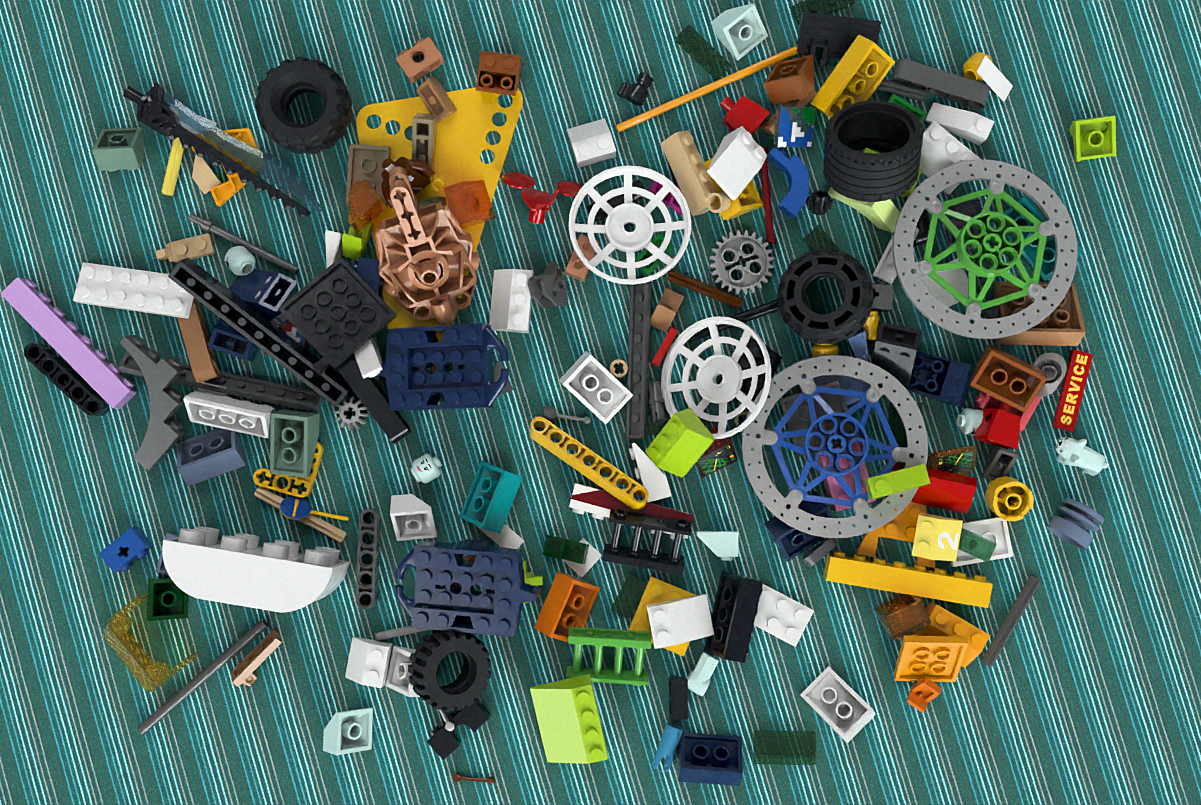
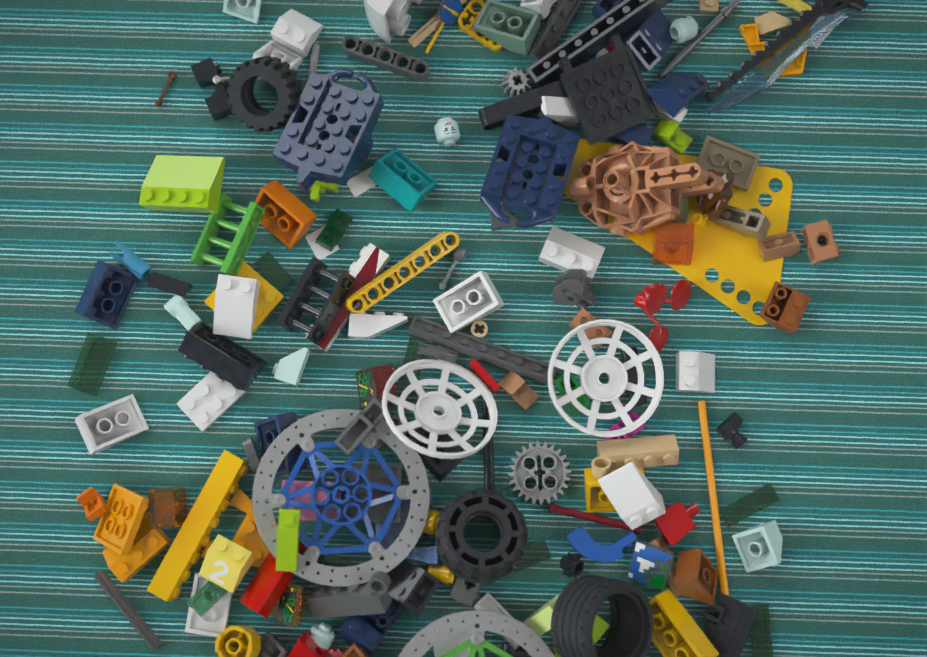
camera: 115 degrees right, 5 degrees down
(288, 82) = (825, 107): black tyre -> none
(309, 245) = (678, 91): none -> dark blue slope
(363, 205) = (698, 145): clear orange slope -> none
(411, 518) = (408, 104): white slope -> none
(680, 443) = (391, 357): lime slope -> none
(705, 289) = (526, 431): reddish brown axle -> none
(759, 449) = (361, 426): none -> dark grey slope
(927, 392) = (351, 600): none -> dark grey hinge

